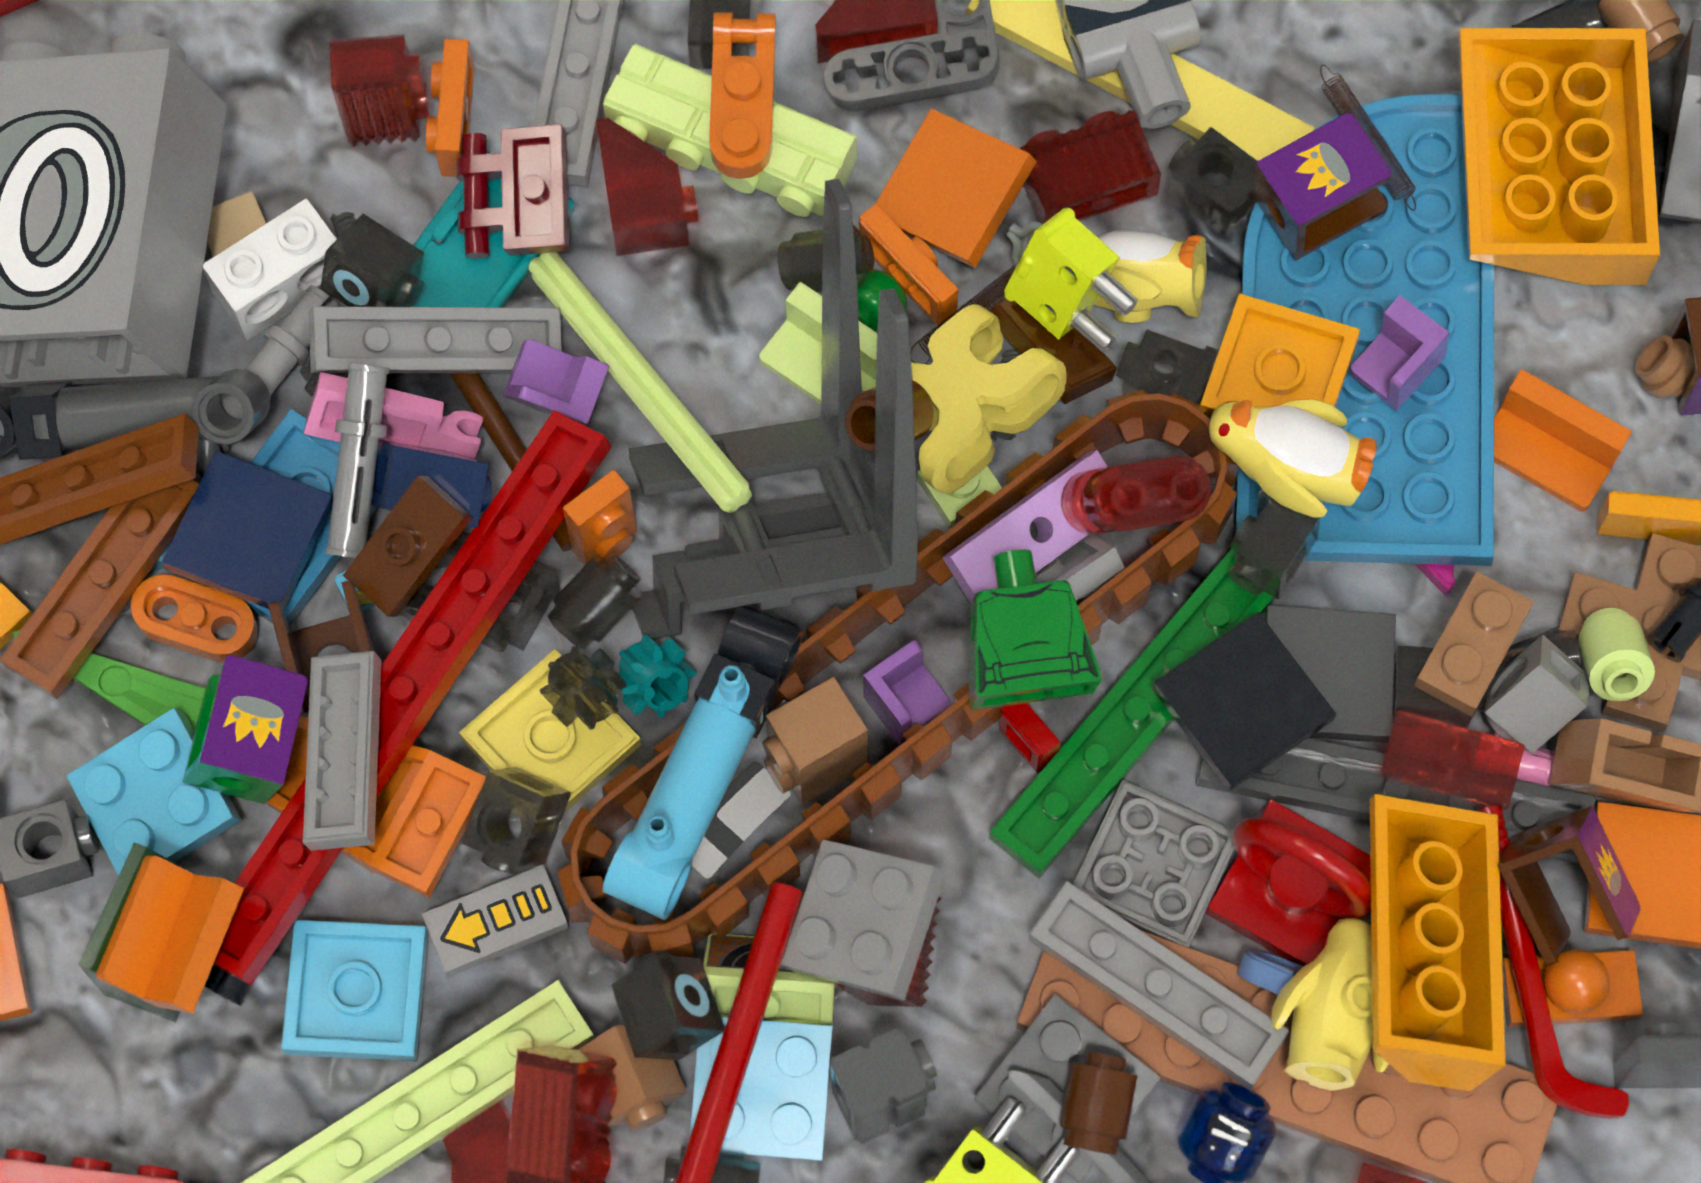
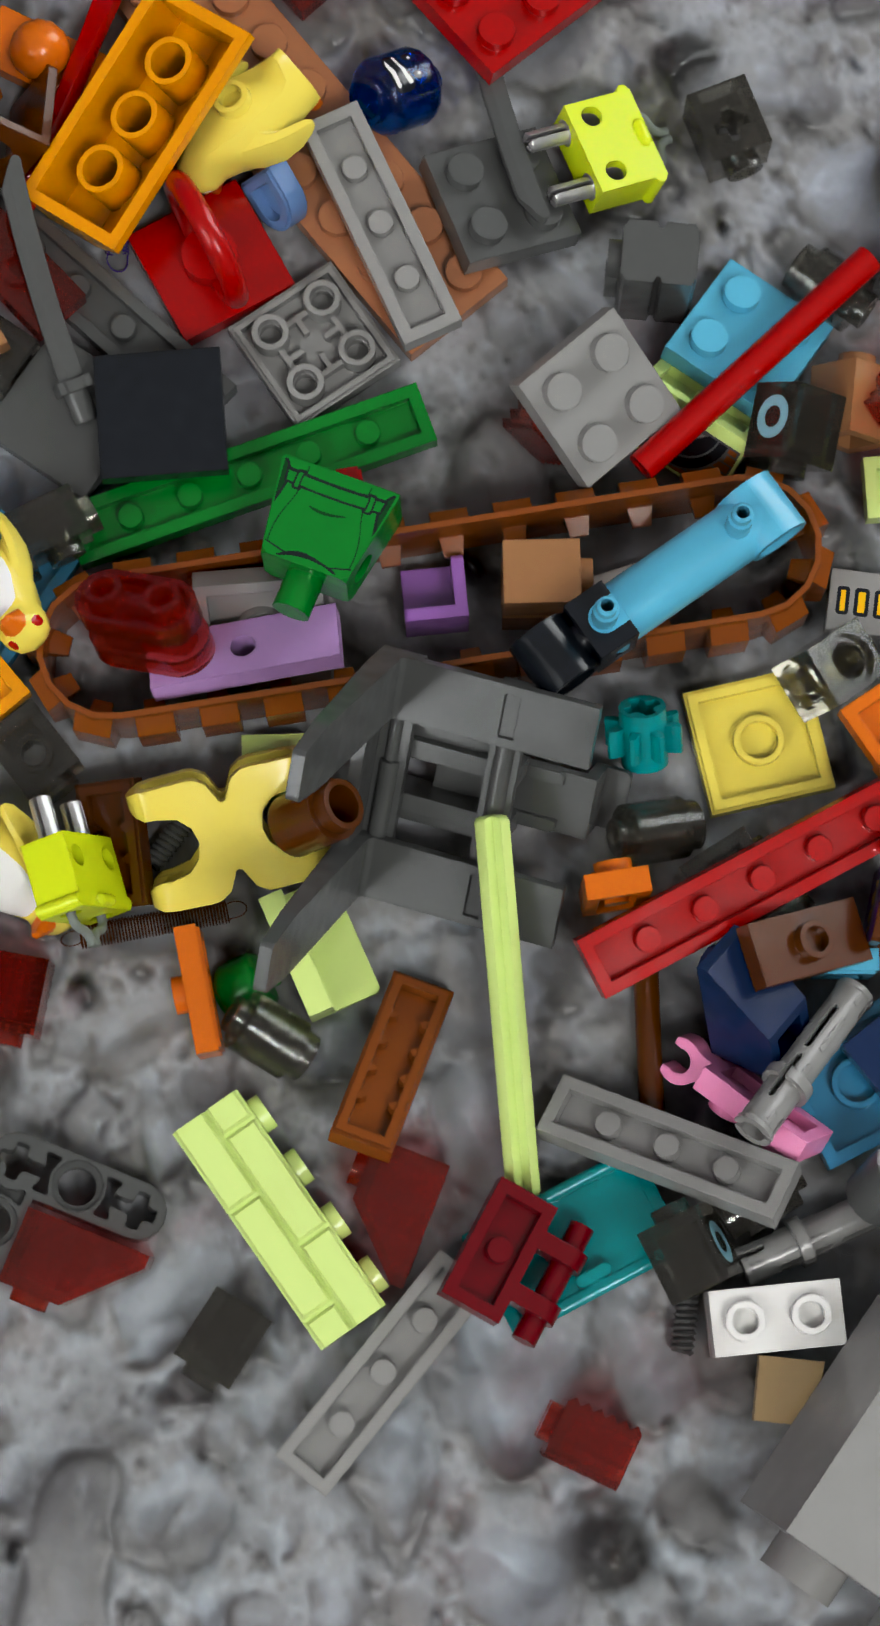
camera: 150 degrees left, 10 degrees up
(453, 85) = (540, 1372): orange plate -> none
(555, 381) = (580, 1052): medium lavender panel -> none
(583, 687) = (698, 739): clear smoke gear -> none
(709, 287) = (391, 1066): none -> dark orange plate
(742, 95) = (254, 1229): orange plate -> none
(954, 187) = (114, 1036): orange tile -> none
(1098, 1103) = (493, 145): reddish brown brick -> none
(1340, 687) = (72, 383): none -> dark grey sword

